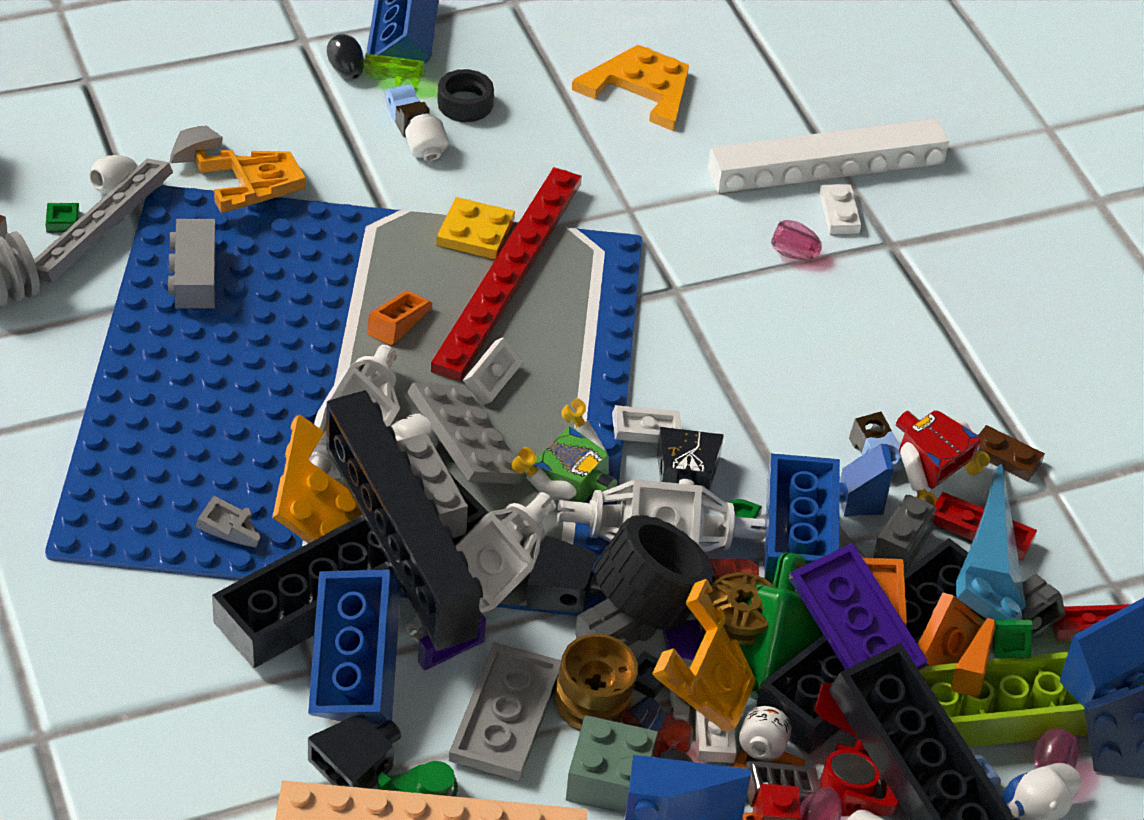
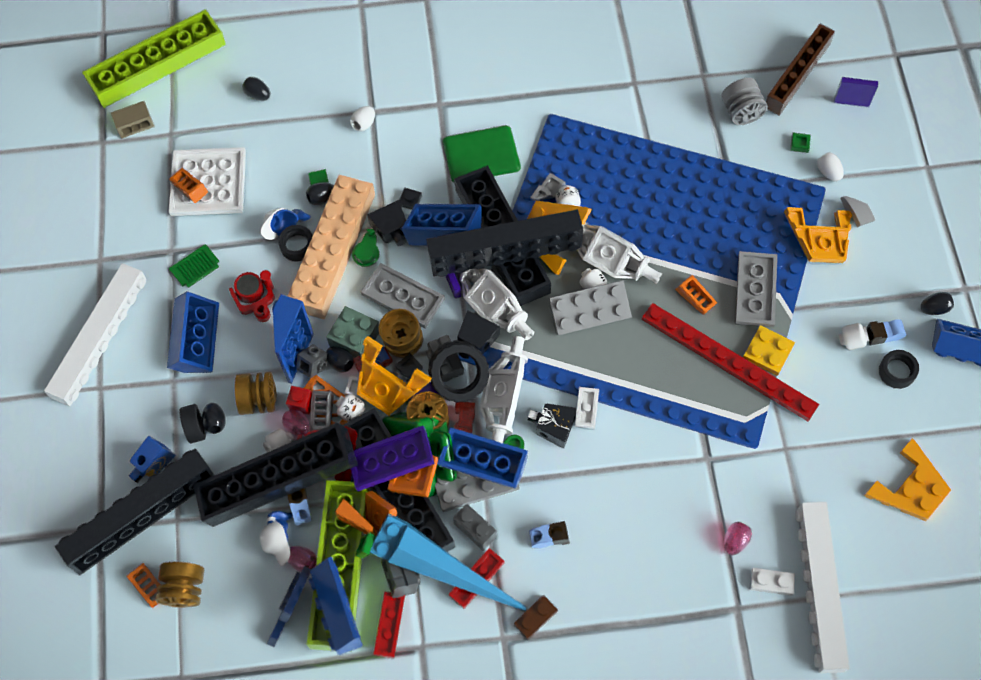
camera: 110 degrees right, 20 degrees up
(101, 219) = (791, 156): light grey plate -> none
(153, 650) = (481, 148): none -> green piece
(193, 263) = (744, 193): light grey brick -> none
(252, 485) = (568, 195): none -> white head
(285, 741) = (410, 198): none -> black plate
(373, 241) = (756, 289): none -> light grey plate
(400, 69) = (924, 335): clear neon green plate -> none
(437, 482) = (529, 265): light grey brick -> none
(493, 371) = (639, 332): white plate -> none
(571, 464) = (555, 354): torso -> none
(866, 483) = (514, 514): blue slope -> none
(936, 450) = (528, 560): red torso -> none

